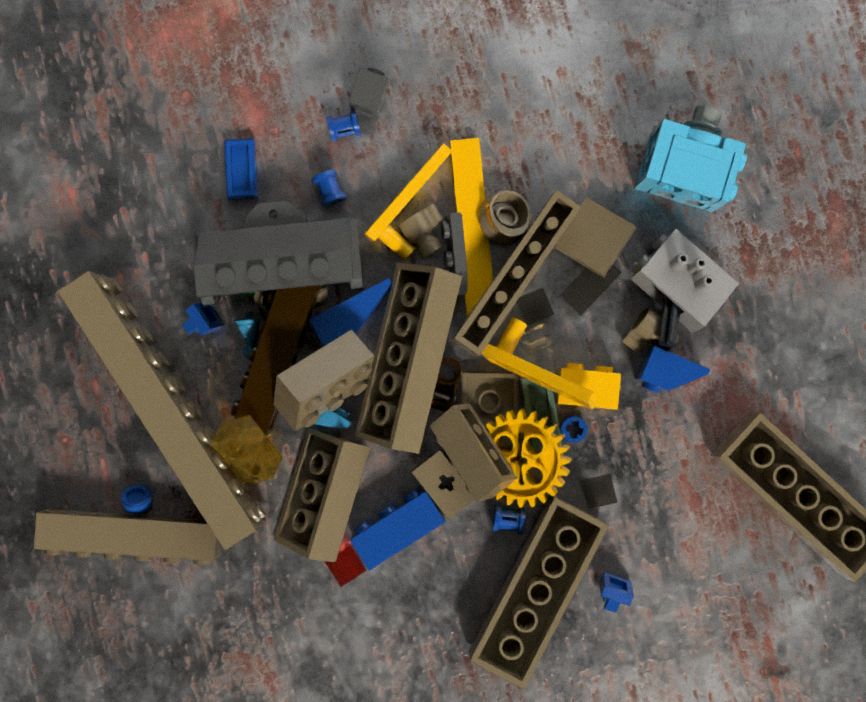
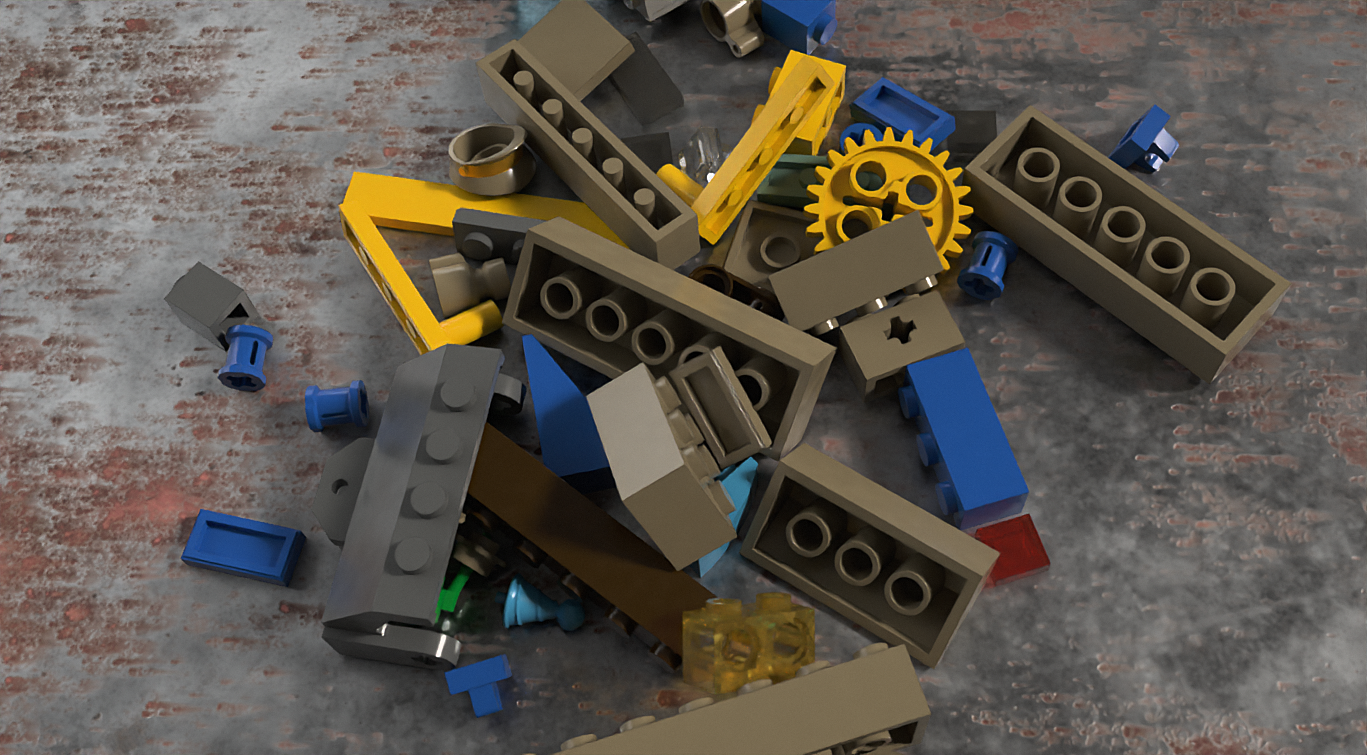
camera: 70 degrees left, 25 degrees down
(370, 400) = (720, 407): none -> dark tan tile
(598, 448) = (897, 108): none -> blue tile

